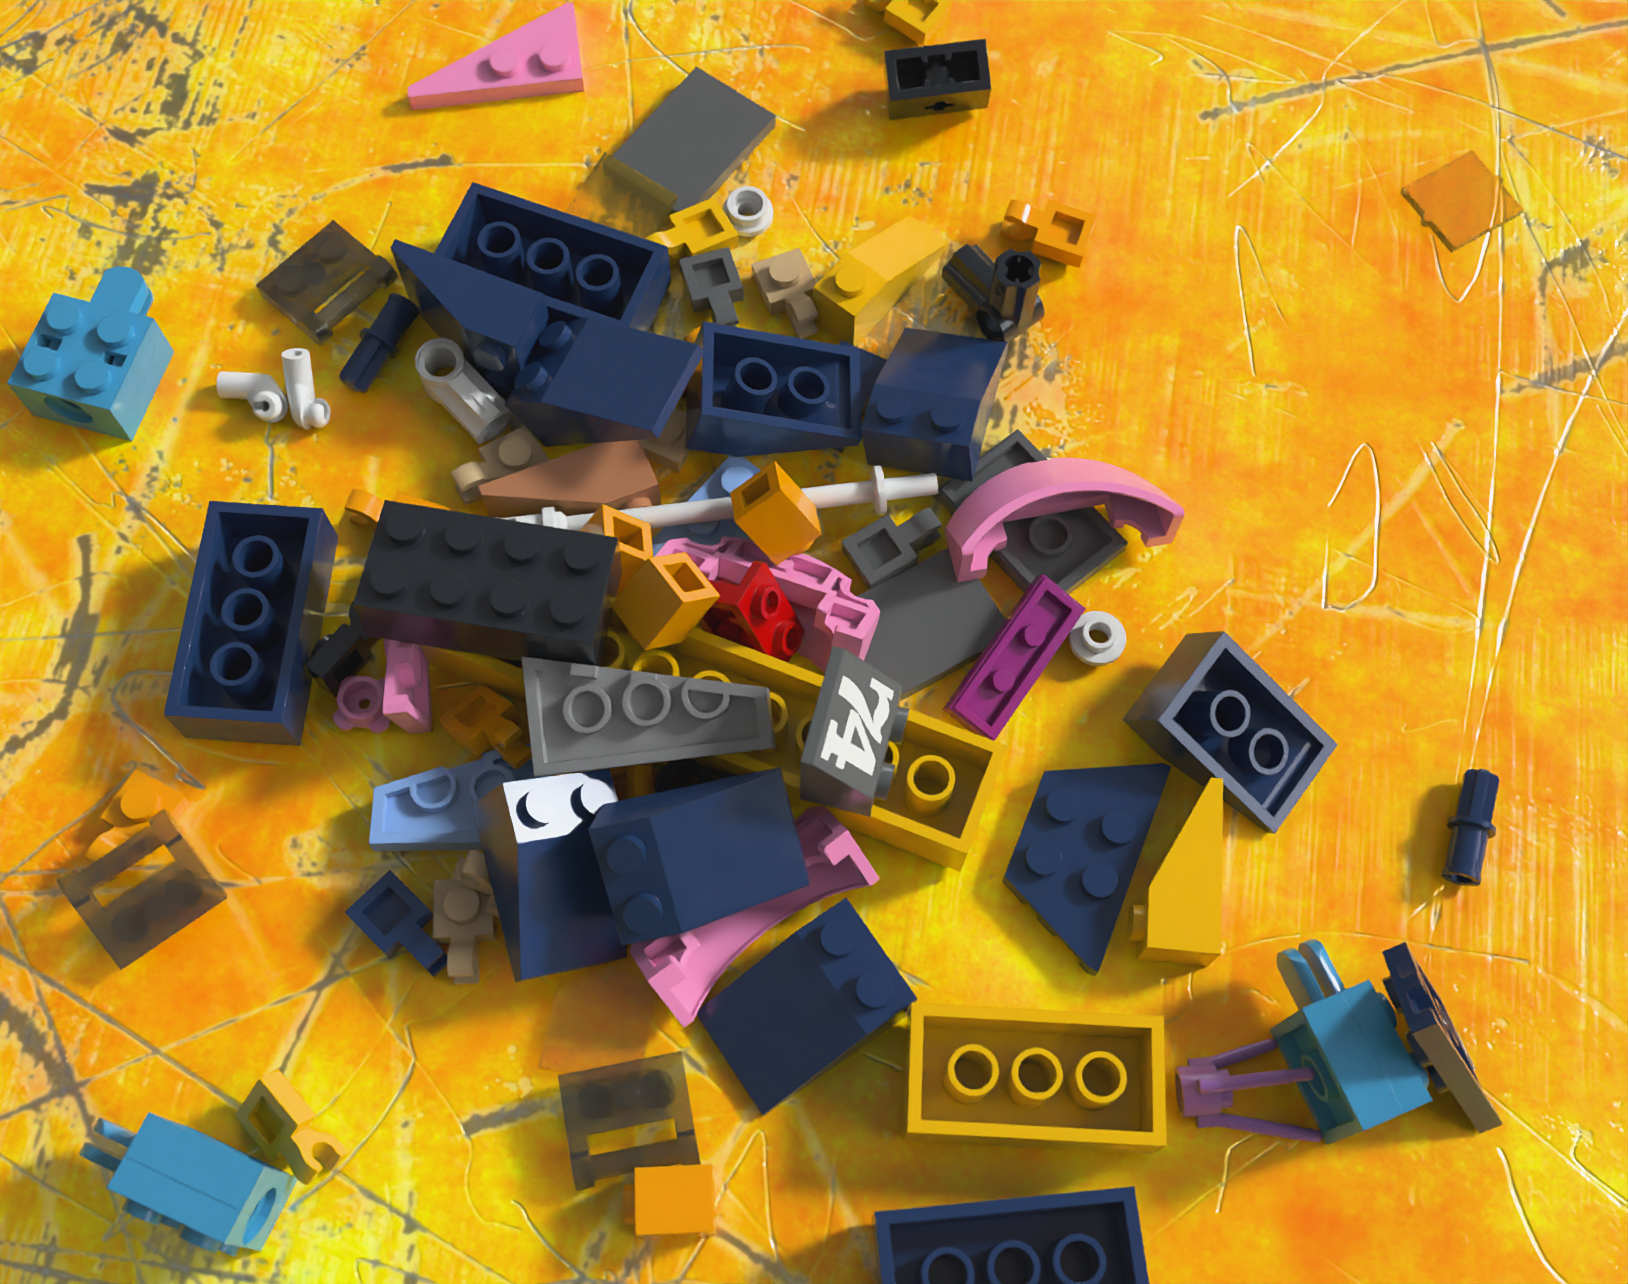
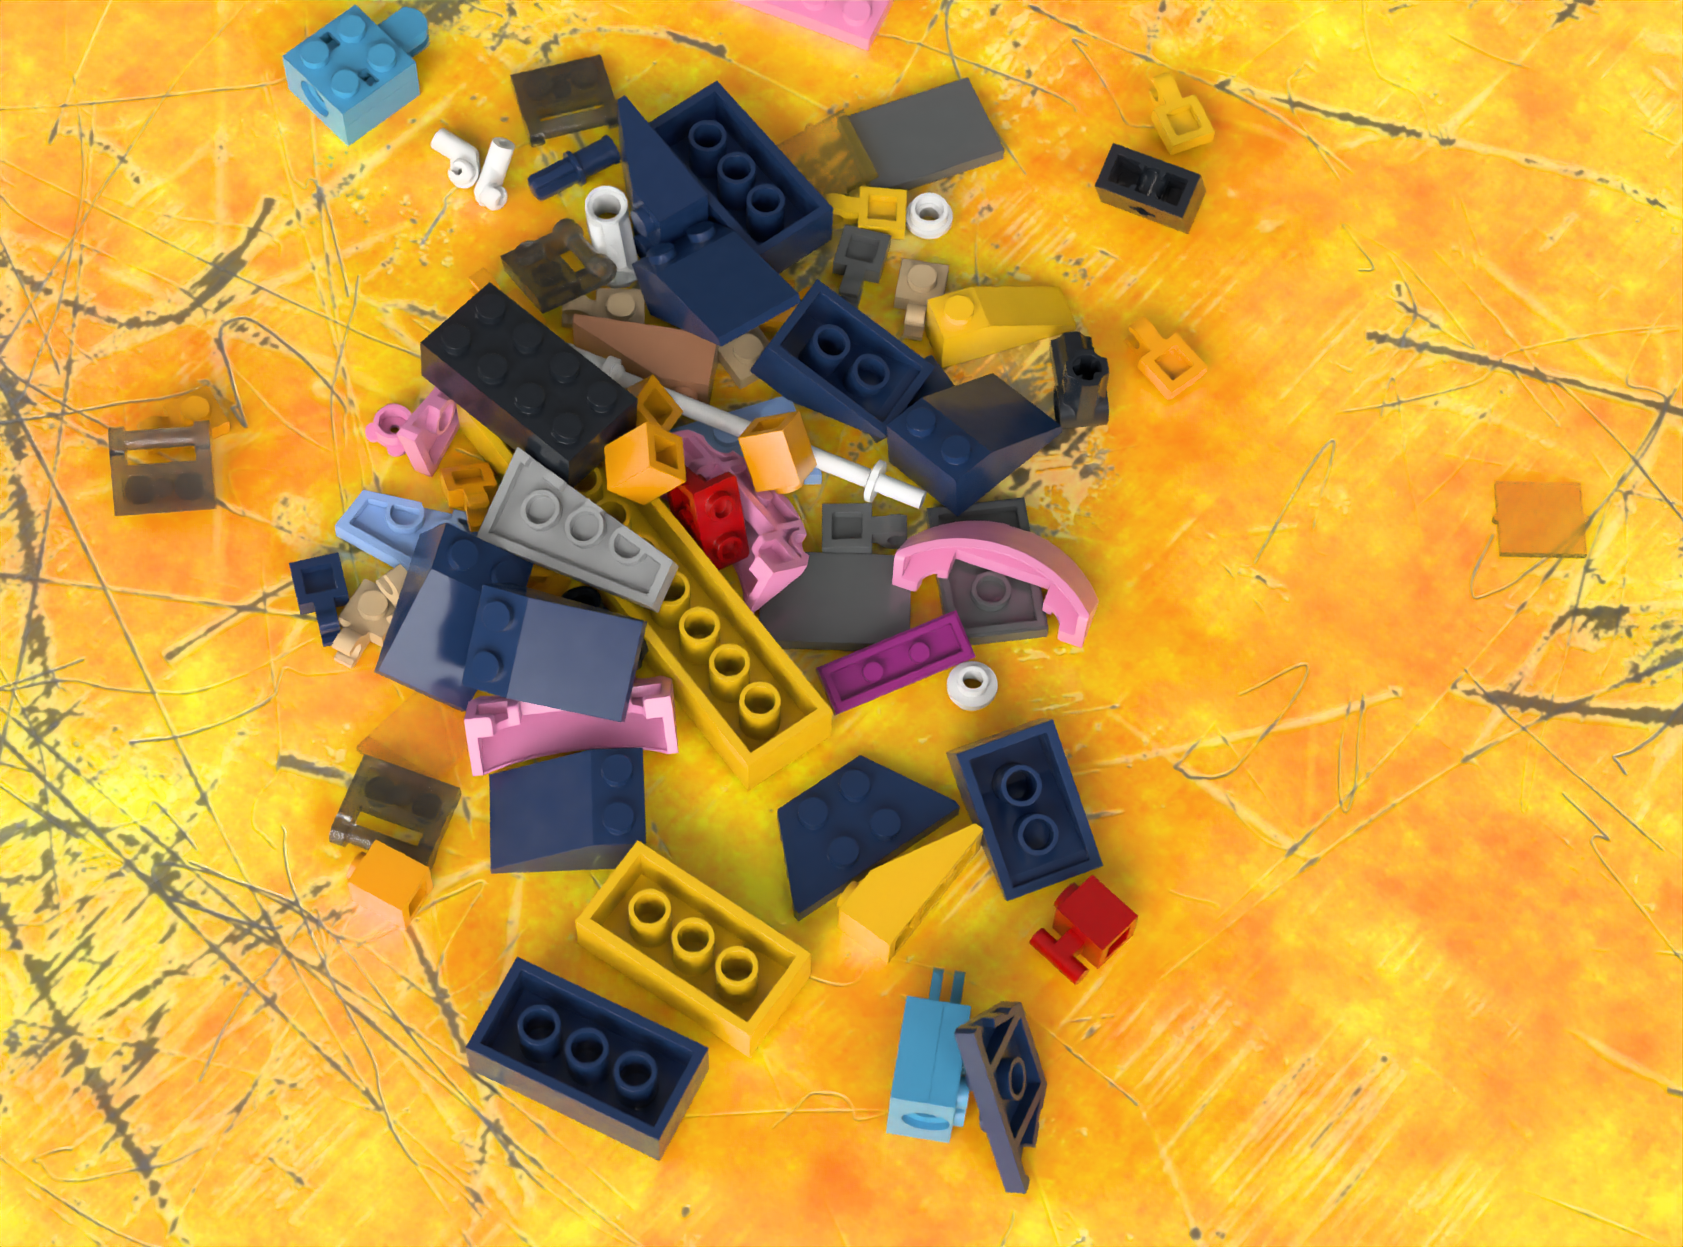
camera: 30 degrees right, 5 degrees down
(193, 1181) = (82, 678): dark azure brick -> none
(252, 623) = (351, 326): dark blue brick -> none
(280, 1126) = (157, 677): yellow plate -> none
(340, 654) = (398, 384): black plate -> none
(424, 463) = (546, 275): none -> clear smoke plate
(851, 736) = (711, 627): dark grey slope -> none
(1205, 1091) = (820, 1036): medium lavender plant -> none
(1378, 812) = (1090, 924): none -> red brick
(1471, 827) = (1161, 982): dark blue axle -> none

